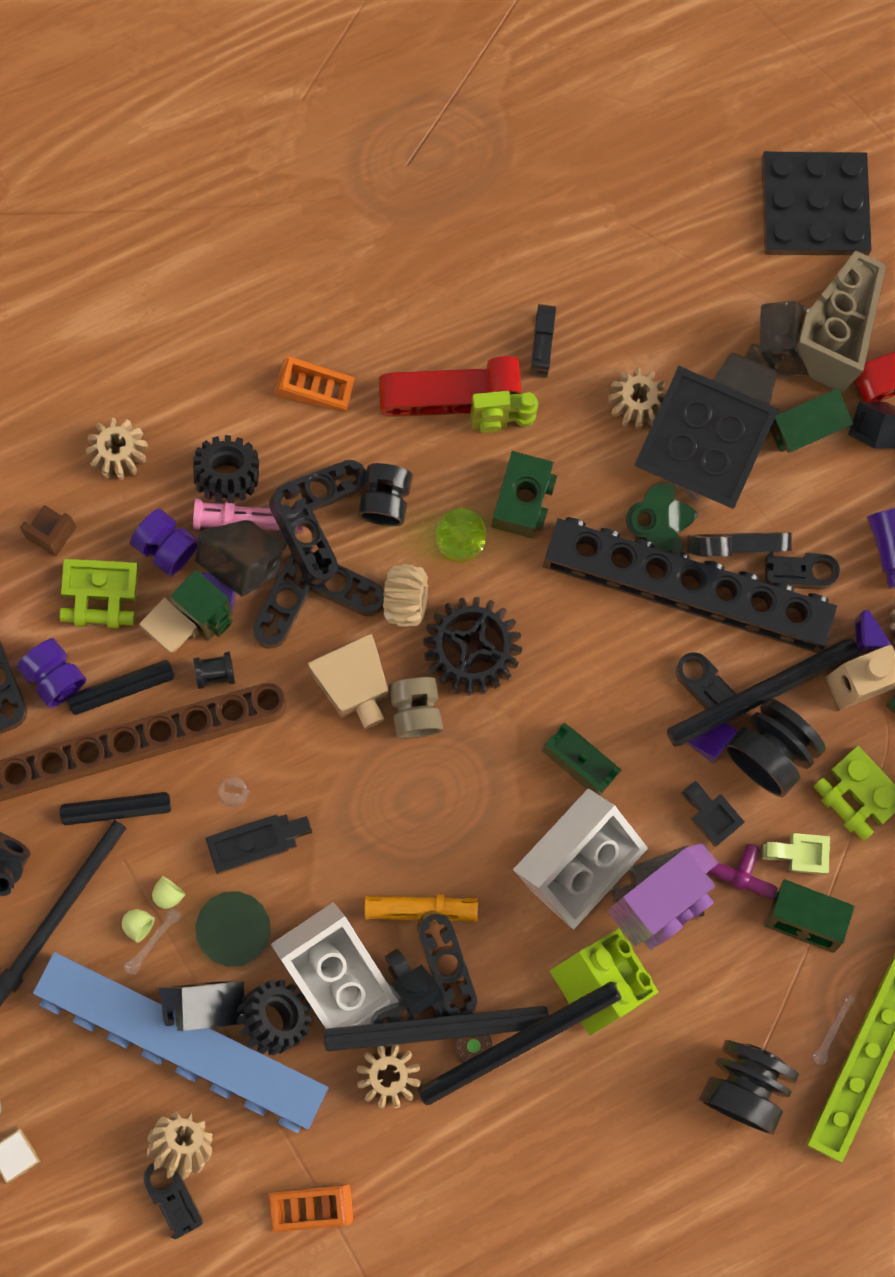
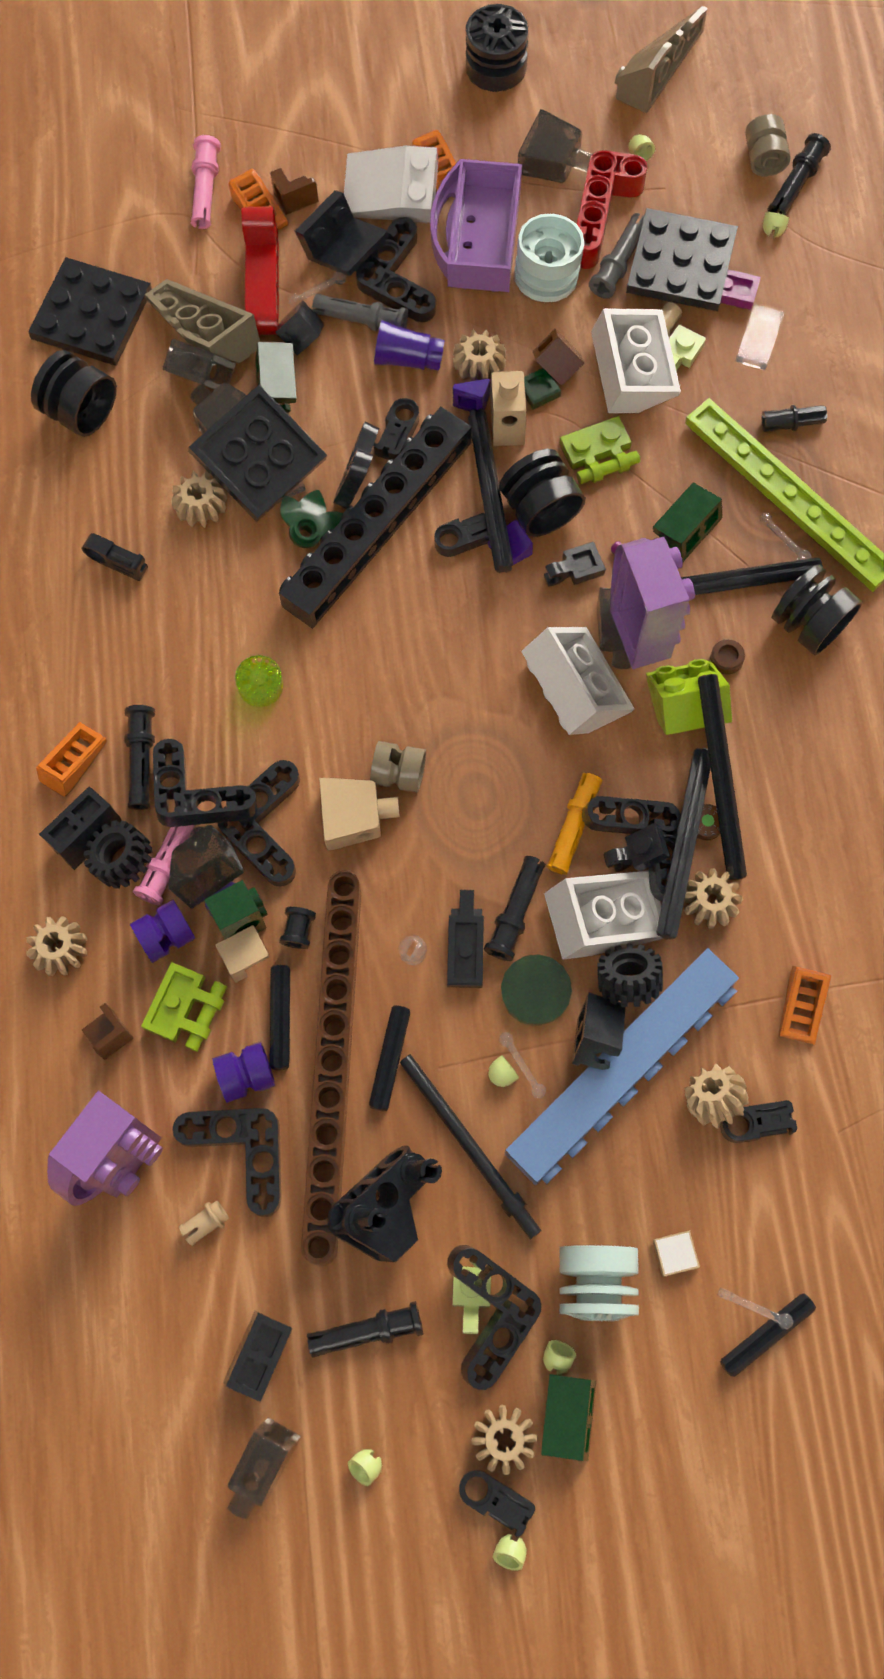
camera: 60 degrees left, 5 degrees down
(167, 894) = (485, 1037): yellowish green hinge -> none
(244, 419) = (76, 824): none -> black hinge
(293, 879) = (510, 922): none -> black pin
(354, 443) = (139, 742): none -> black pin
(385, 494) = (193, 726): black wheel -> none
(405, 595) = (296, 739): tan gear -> none
(446, 390) = (130, 639): red beam -> none
(487, 652) = (376, 683): black gear -> none
(496, 409) = (161, 604): lime plate -> none
(529, 474) = (253, 633): dark green brick -> none
(581, 759) = (493, 652): dark green hinge -> none
(669, 1009) = (727, 656): none -> reddish brown tile
(703, 226) = (73, 393): none -> black wheel
(762, 987) = (752, 576): none -> black axle
(805, 853) = (634, 508): yellowish green plate -> none

